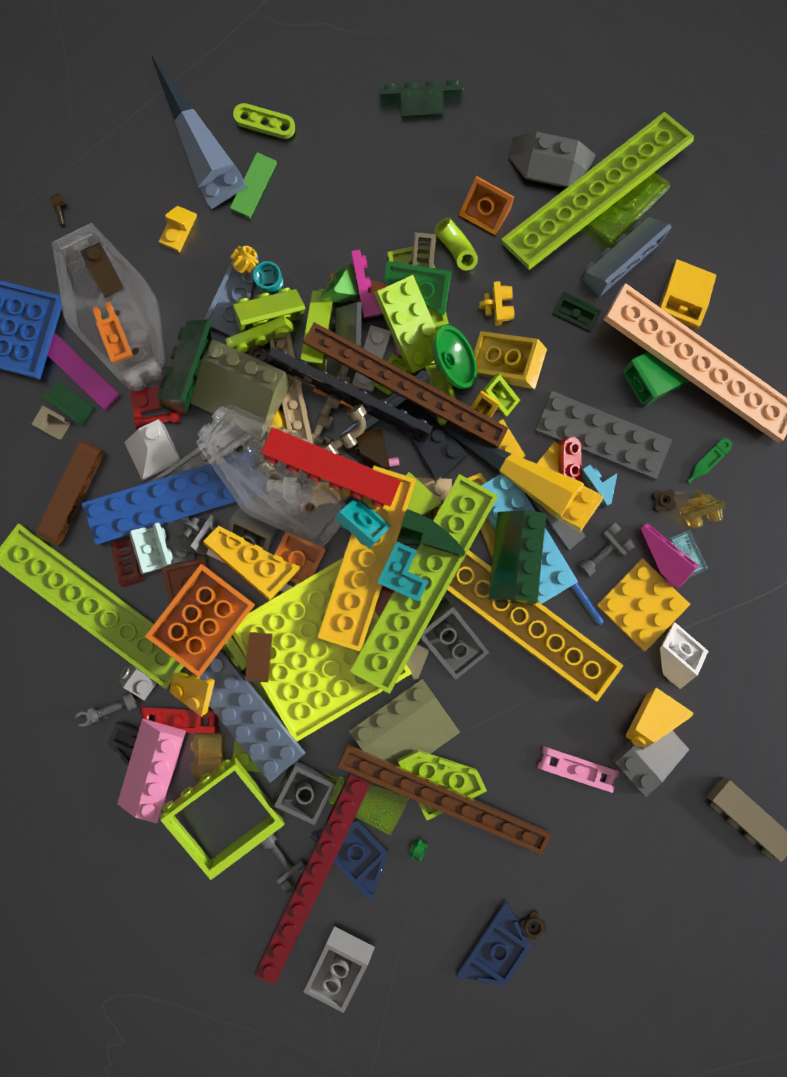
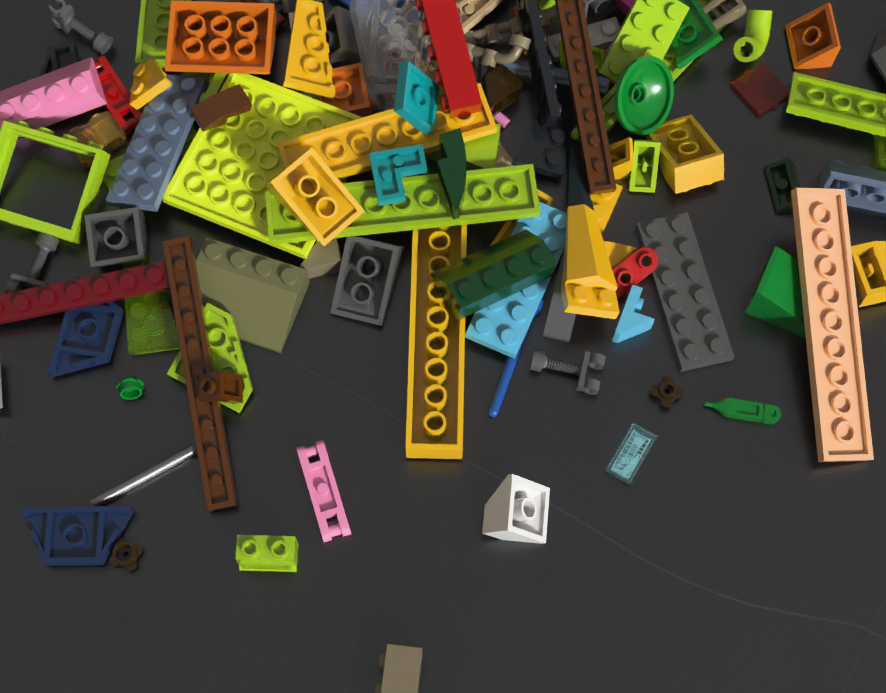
camera: 55 degrees right, 15 degrees down
(136, 681) = (124, 37): light grey bracket -> none
(383, 643) = (315, 197): none -> yellow slope
(470, 794) = (221, 387): none -> reddish brown bracket
(486, 881) = (143, 476): none -> flat silver bar
(494, 268) = (760, 89): none -> clear red piece
(498, 294) = (726, 105): yellow hips -> none
(599, 836) = (267, 553): none -> lime window
(643, 605) = (543, 442): yellow plate -> none
(651, 765) = (389, 553): slope -> none
(656, 718) = (431, 528): yellow slope -> none
(670, 560) = (610, 430): dark pink slope -> none
(701, 506) = (696, 443): clear yellow hips -> none

